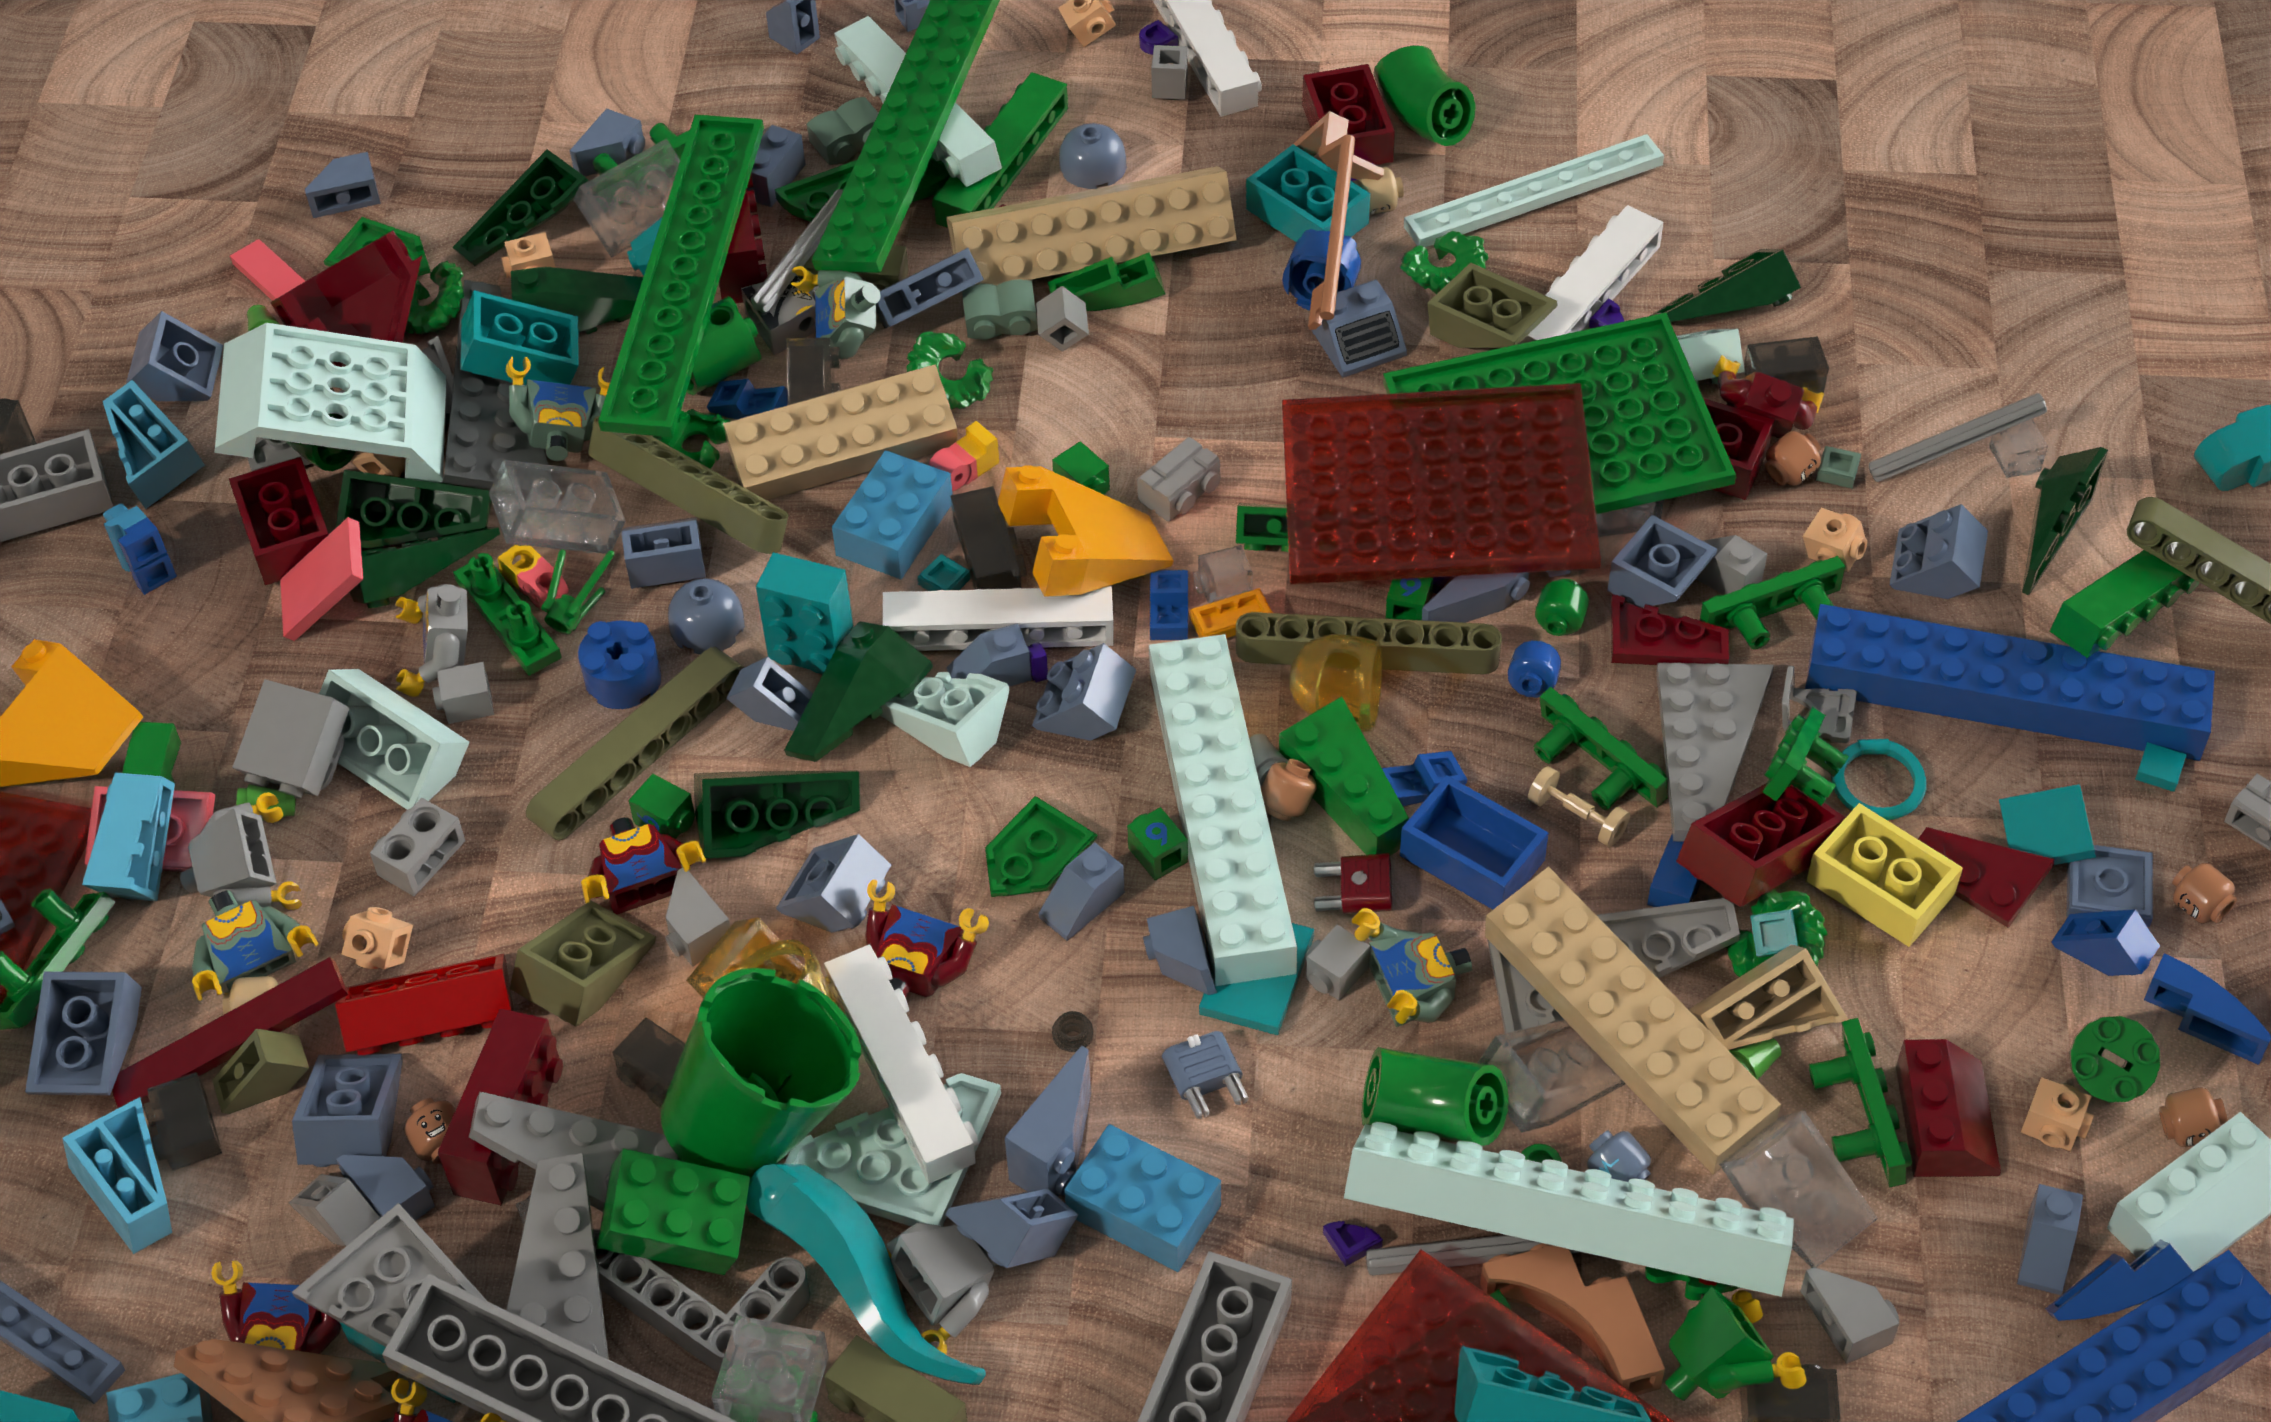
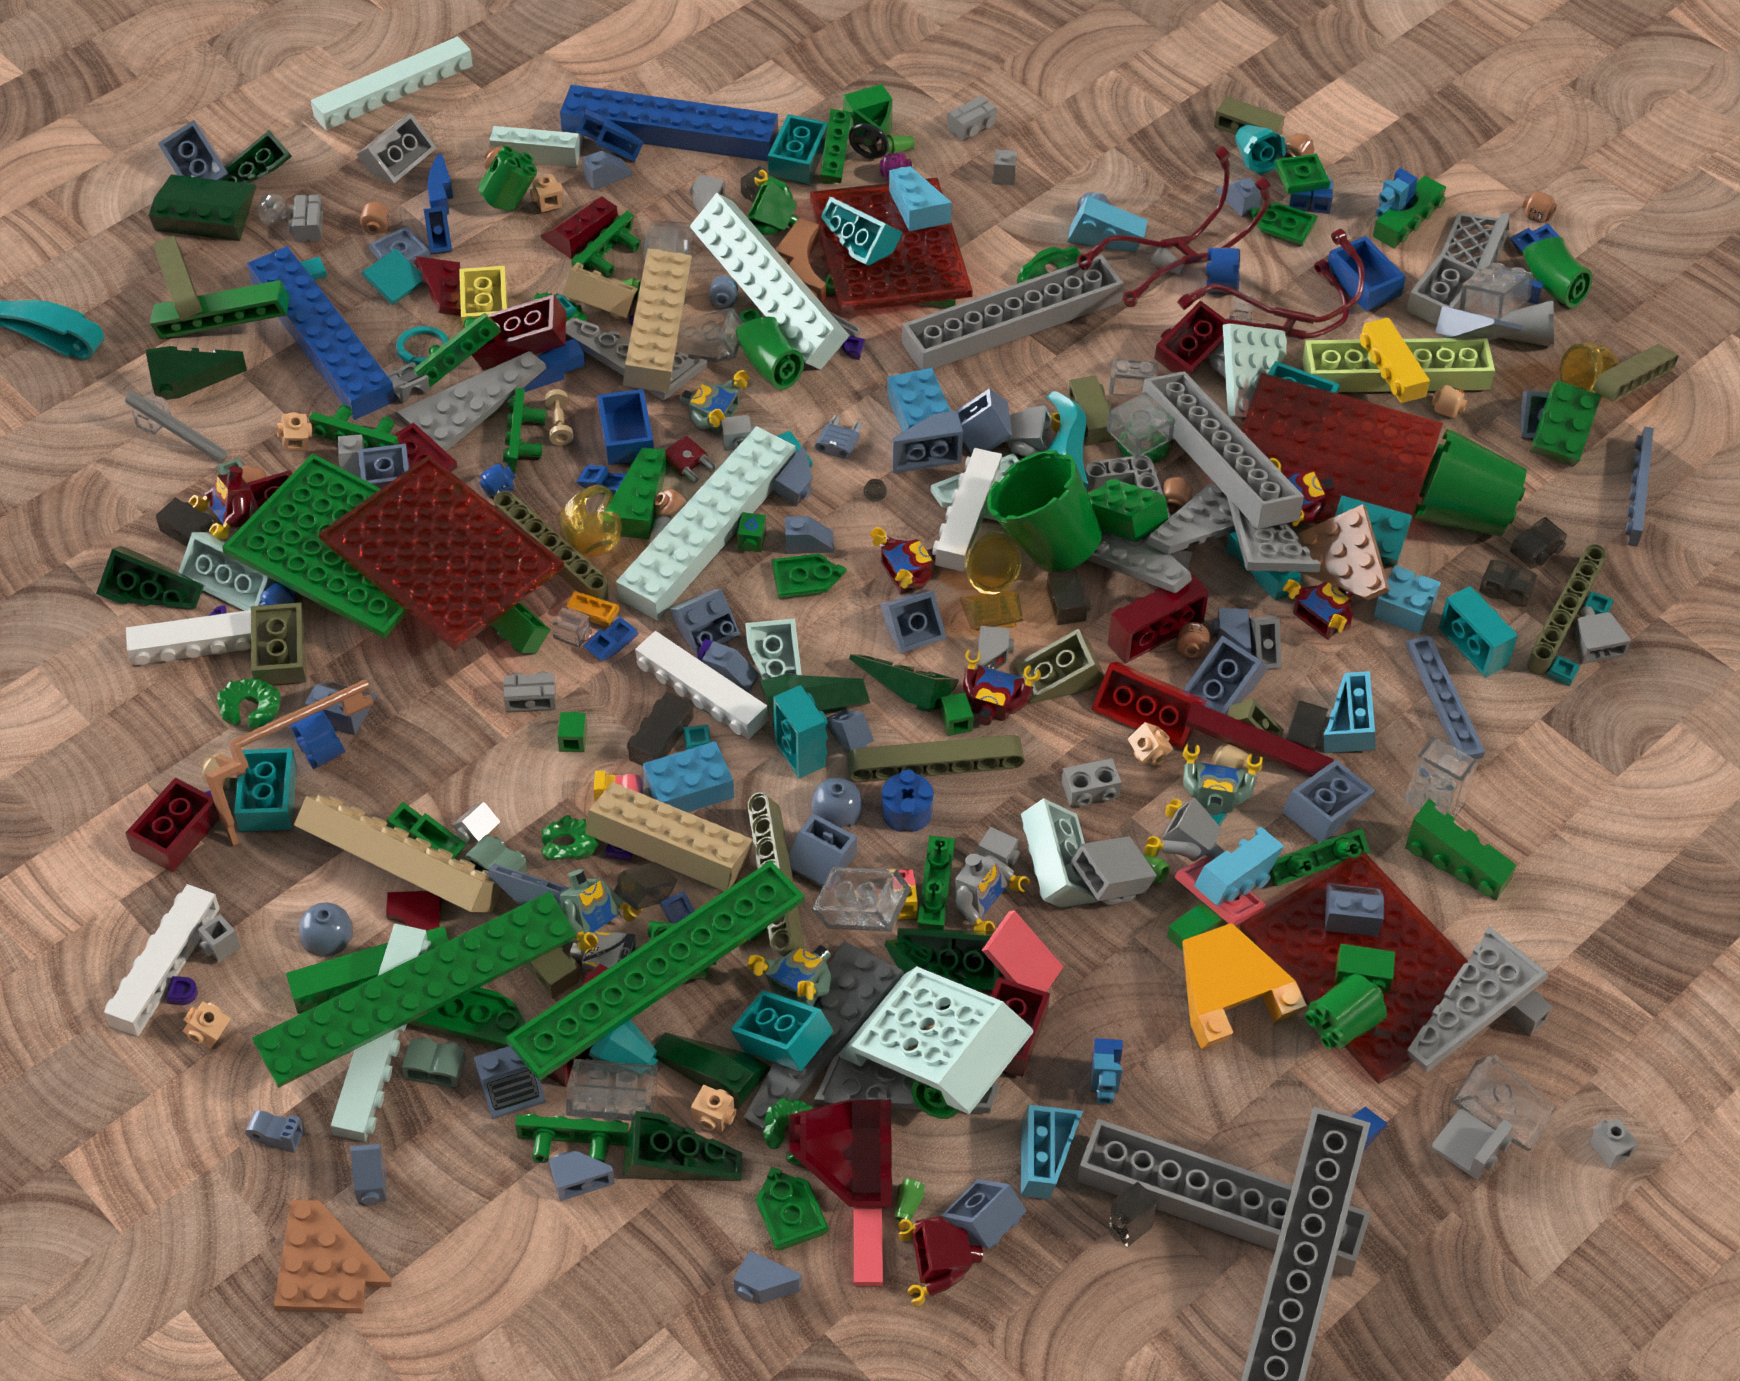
camera: 140 degrees left, 0 degrees up
(190, 297) = (940, 1253): none -> dark red torso
(567, 612) = (907, 854): green plant -> none
(643, 1344) = (1177, 493): none -> nougat head
(796, 256) = (564, 966): light grey axle -> none
(1096, 538) = (609, 672): light orange wedge -> none
(1425, 95) = (118, 802): green brick -> none
(1534, 190) = (144, 712): light aqua plate -> none
(1940, 554) = (262, 398): sand blue slope -> none

